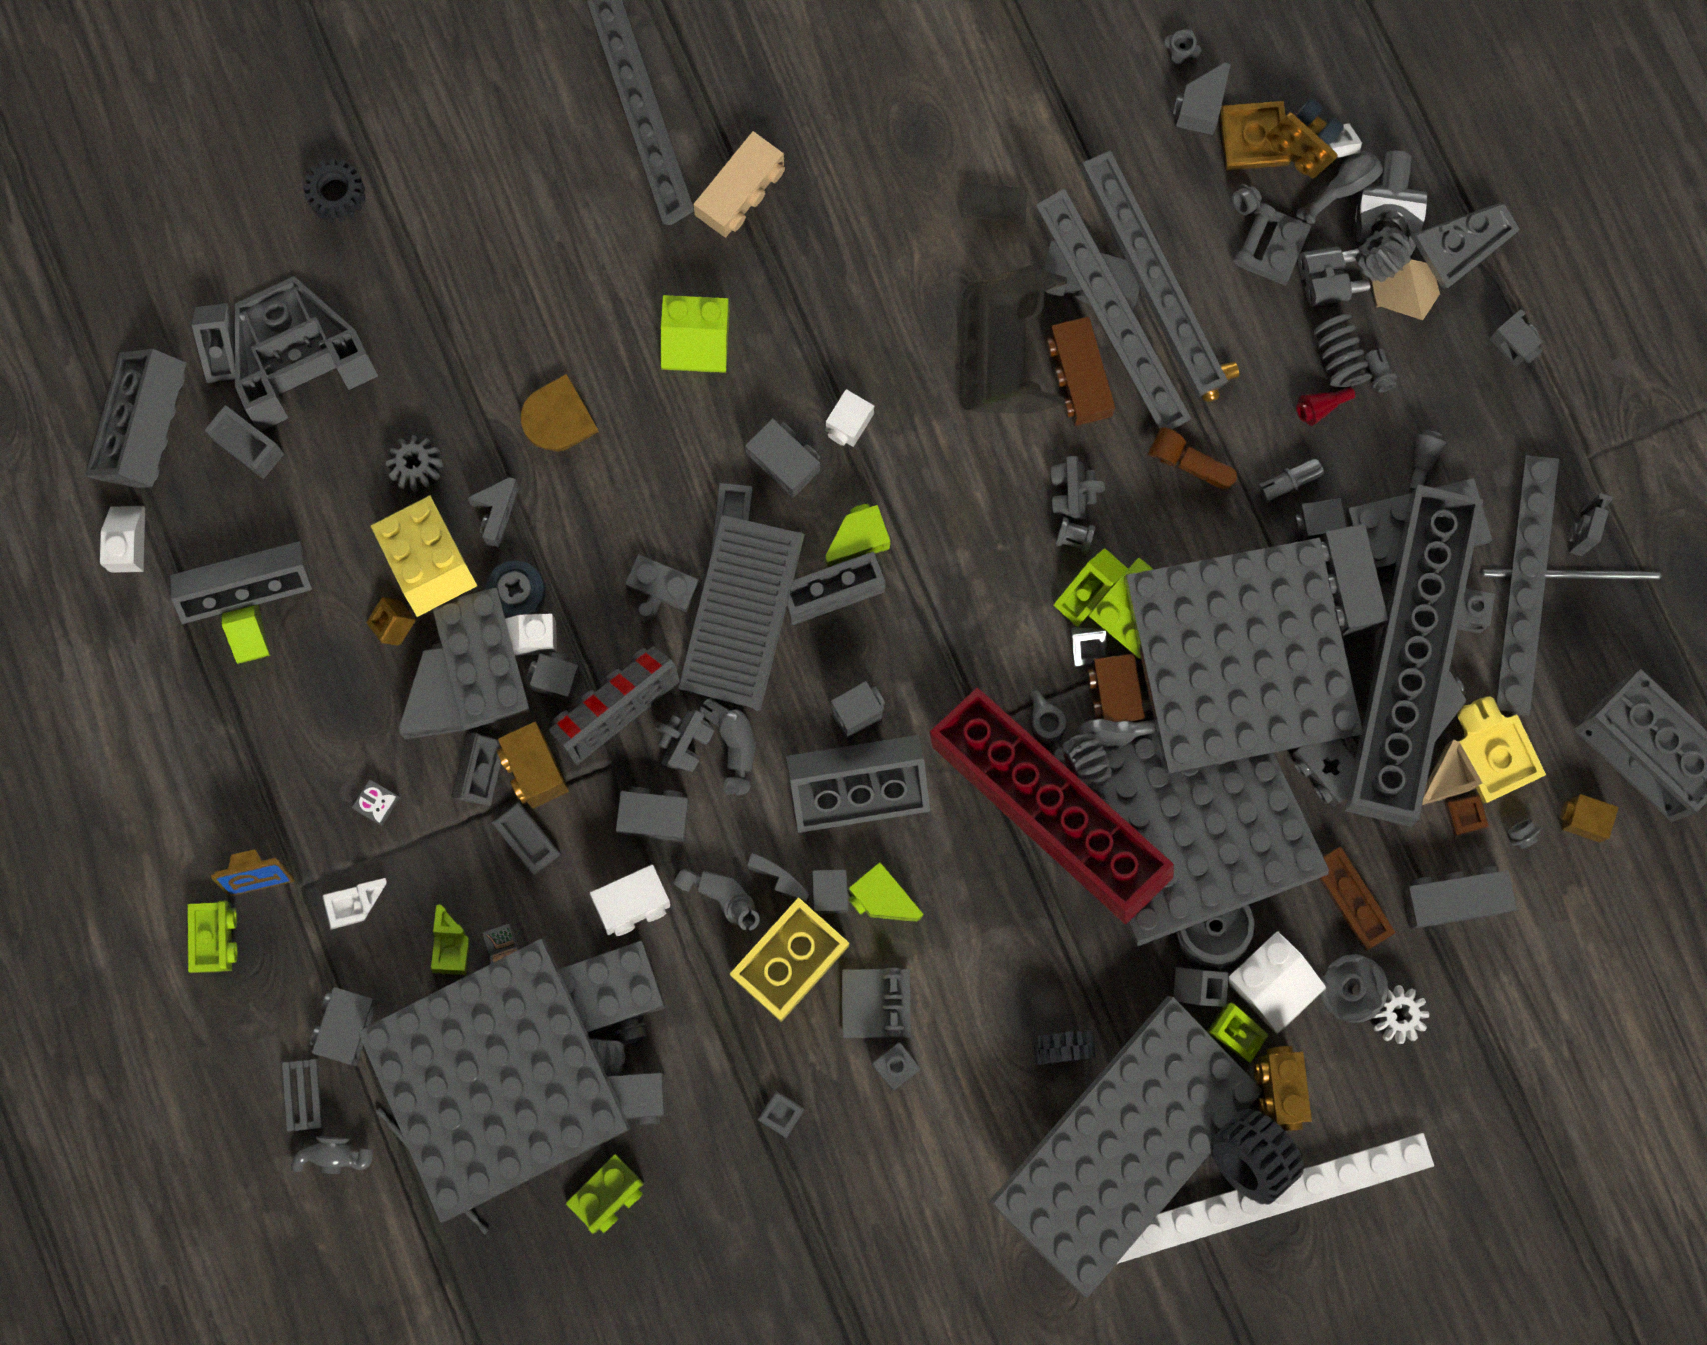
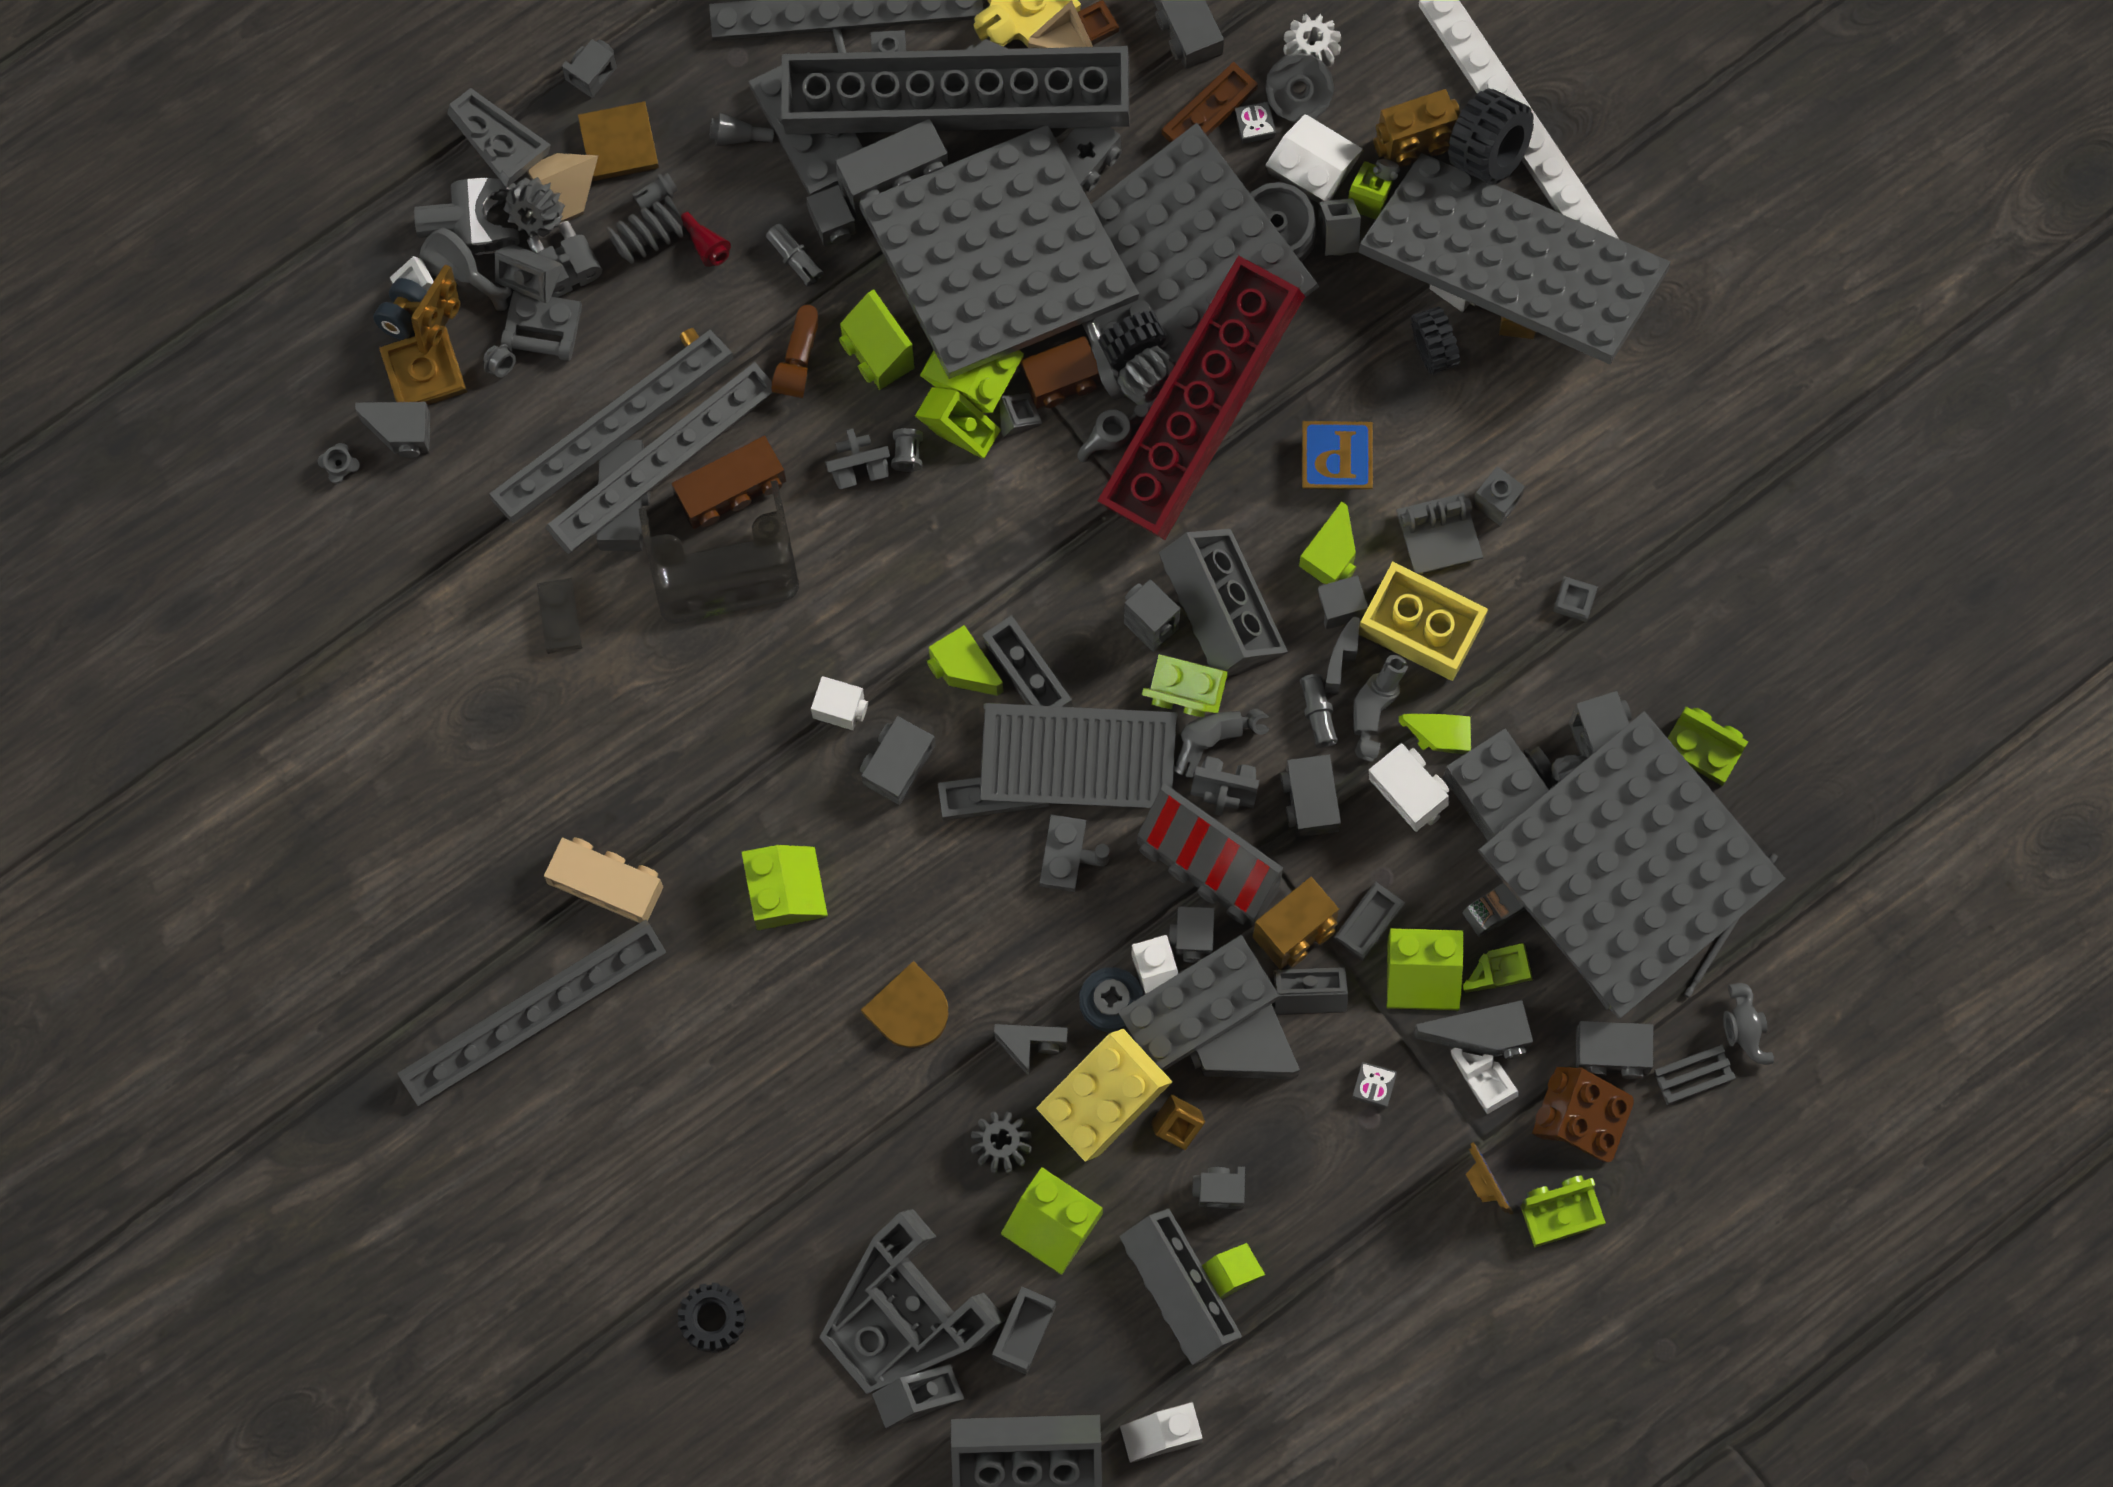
camera: 100 degrees left, 5 degrees down
(293, 981) = (1583, 1112): none -> reddish brown bracket
(319, 640) = (1220, 1188): none -> dark grey brick
(335, 492) = (1052, 1221): none -> lime slope
(392, 916) = (1484, 1031): none -> dark grey slope
(466, 874) = (1424, 969): none -> lime slope
(683, 951) = (1440, 731): none -> lime slope
(732, 844) = (1318, 711): none -> dark grey pin
(782, 726) = (1186, 685): none -> lime bracket
(974, 926) = (1337, 455): none -> piece
(1125, 755) = (1131, 338): none -> black tyre
(1184, 530) = (876, 341): none -> lime slope
(1250, 1050) = (1386, 169): none -> dark grey piece
(1325, 238) = (526, 272): none -> dark grey slope
(1330, 939) = (1255, 122): none -> tile
(1439, 350) = (620, 139): none -> pearl gold tile

